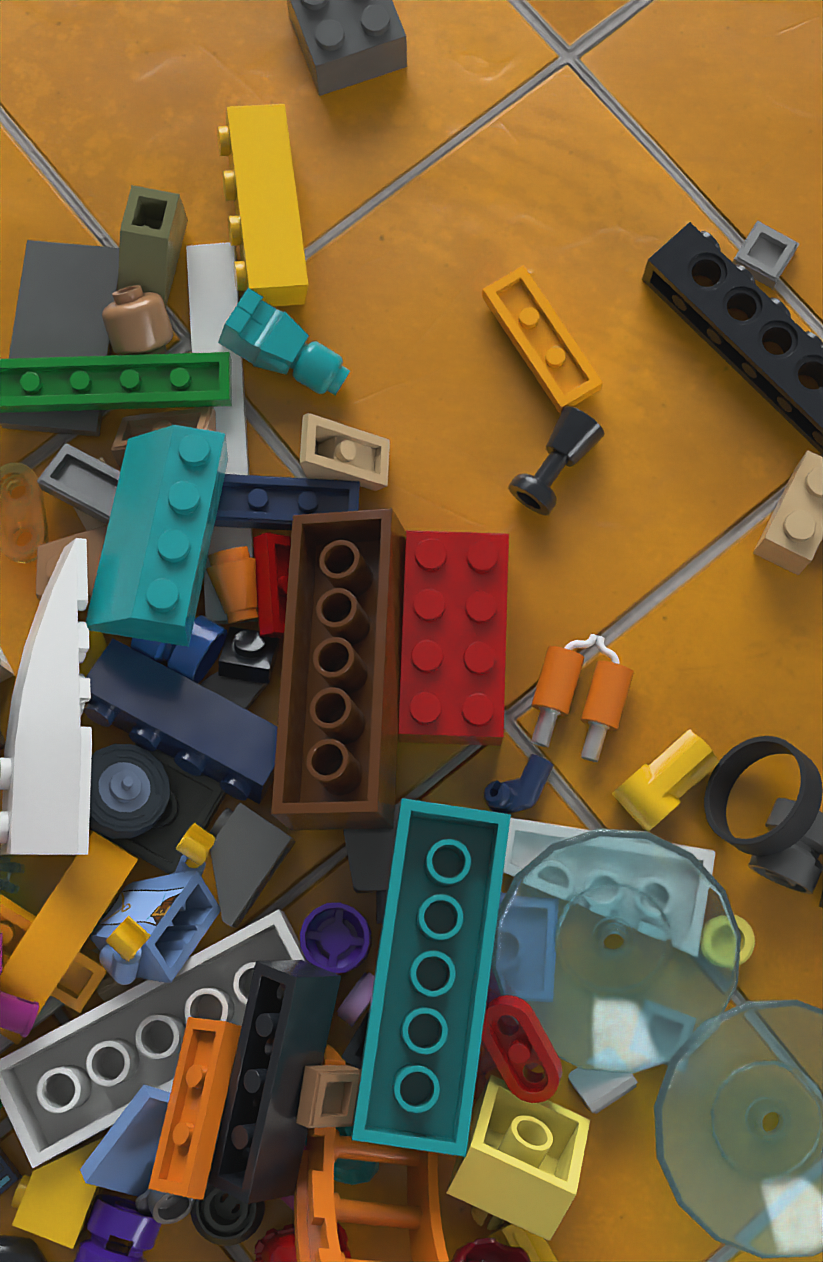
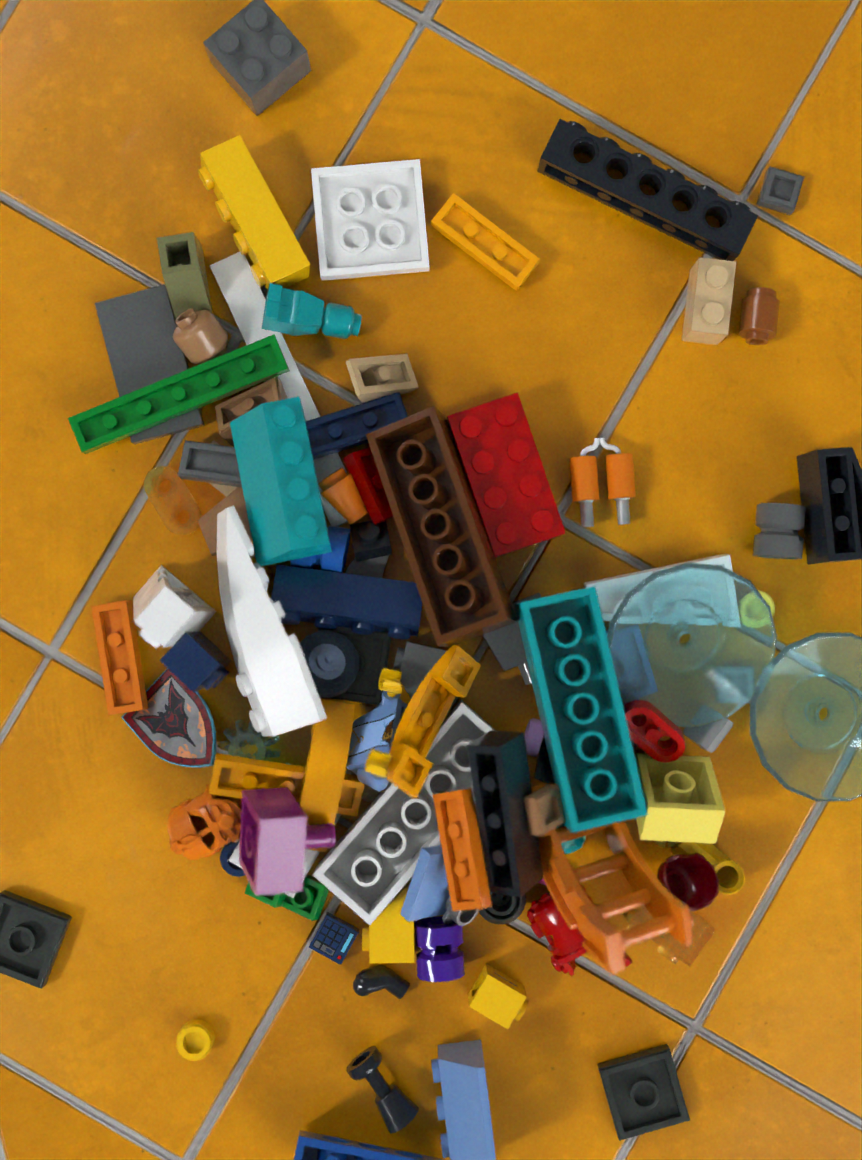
camera: 30 degrees left, 10 degrees up
(219, 909) = (423, 717): none -> light orange slope
(336, 938) = (504, 705): dark purple wheel -> none
(407, 262) = (370, 219): none -> white plate
(520, 792) = (587, 562): dark blue arm -> none
(569, 442) = (532, 308): black piece -> none
(657, 788) = (675, 527): yellow piece -> none
(766, 253) = (617, 121): light grey tile -> none
(797, 821) = (718, 496): black tyre -> none

